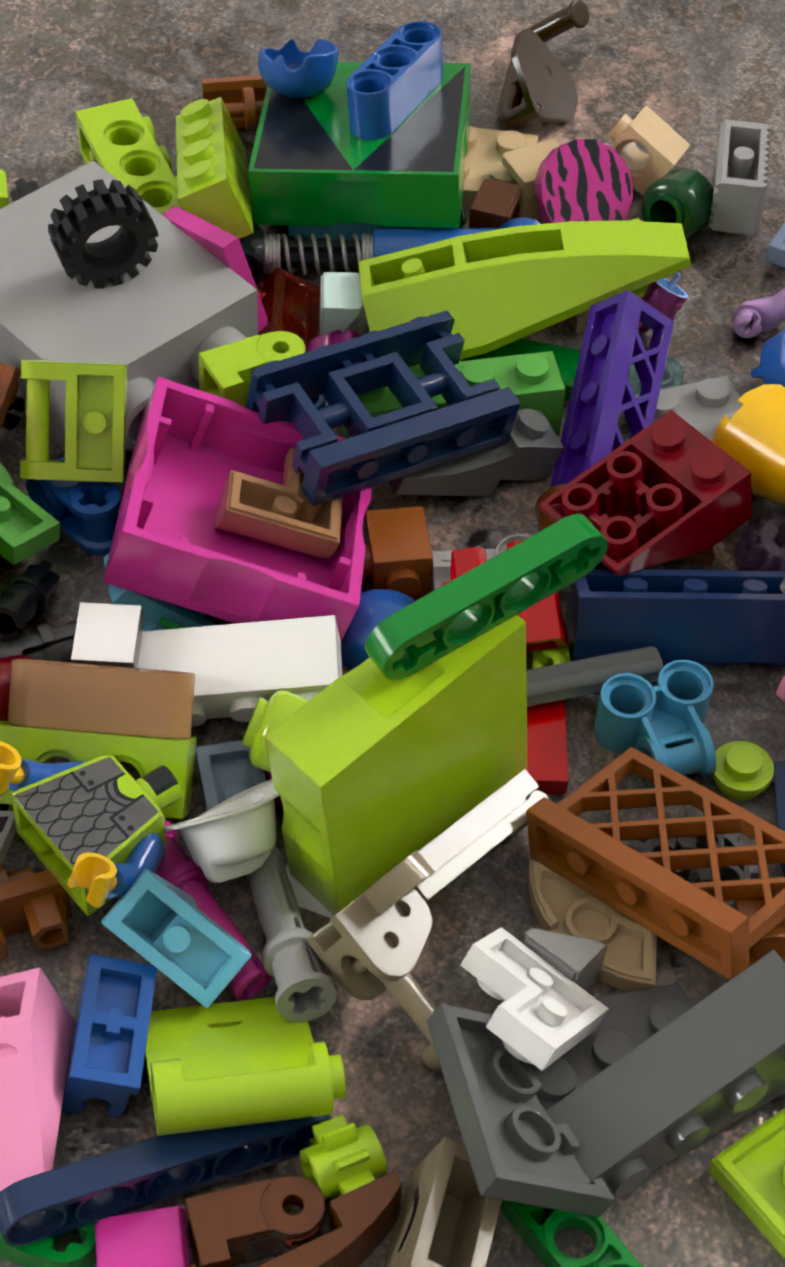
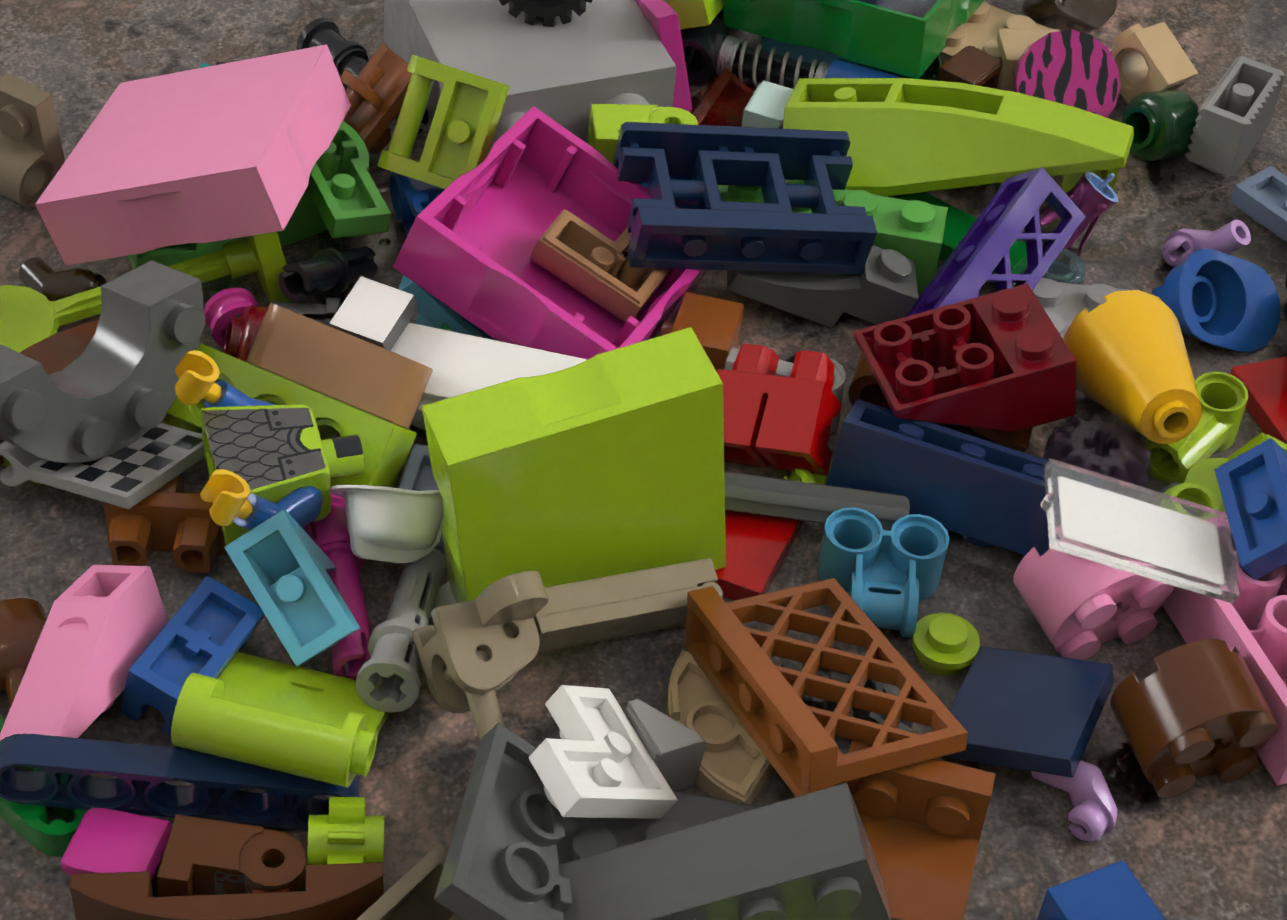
camera: 20 degrees right, 5 degrees down
(485, 596) = (689, 334): green beam -> none

